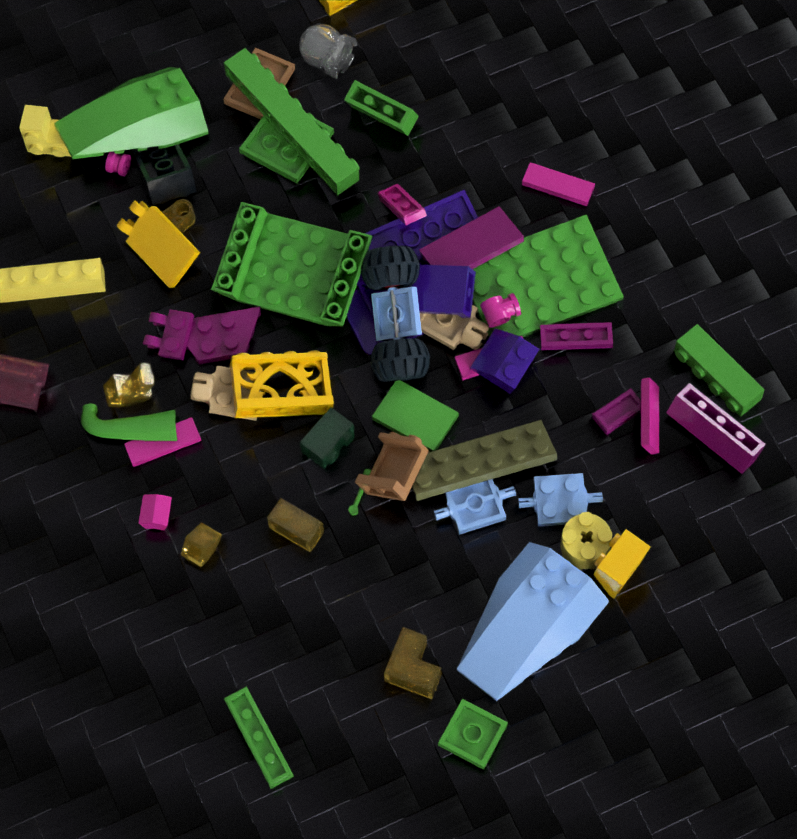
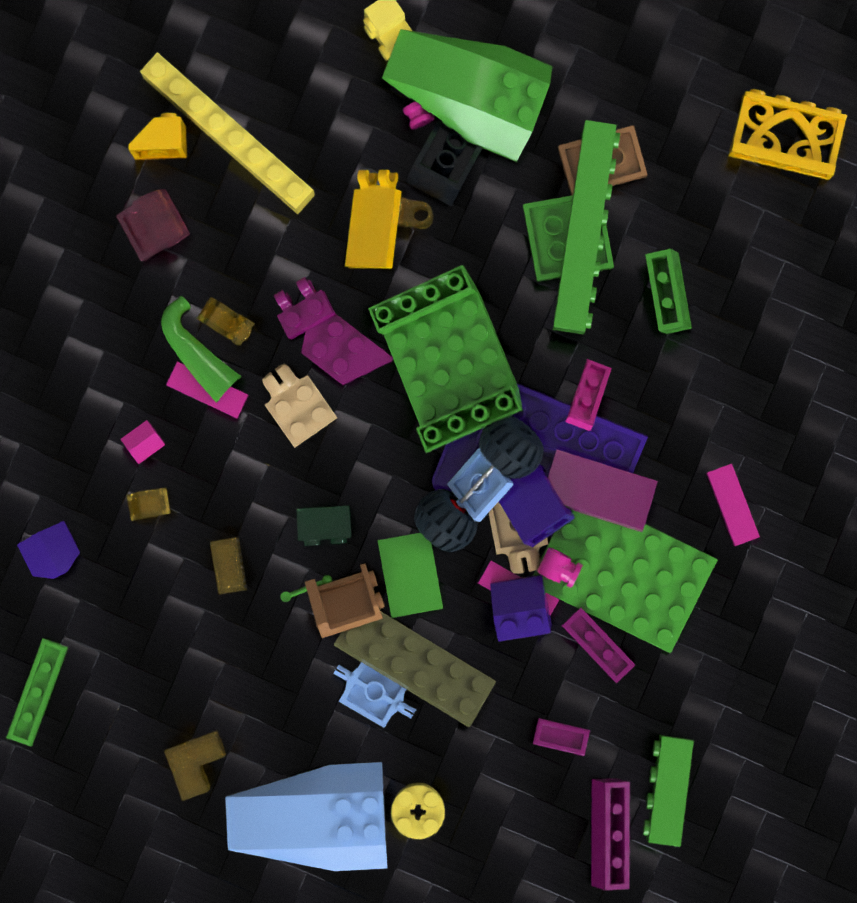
camera: 45 degrees right, 20 degrees up
(167, 642) = (50, 551): none -> dark purple slope
(286, 363) = (300, 444): yellow fence -> none
(327, 49) = (684, 188): clear tile -> none
(472, 734) = (182, 856): bright green plate -> none
(559, 498) = (439, 756): light blue plate -> none
(620, 562) = (418, 859): yellow slope -> none
(650, 415) = (577, 768): dark pink tile -> none

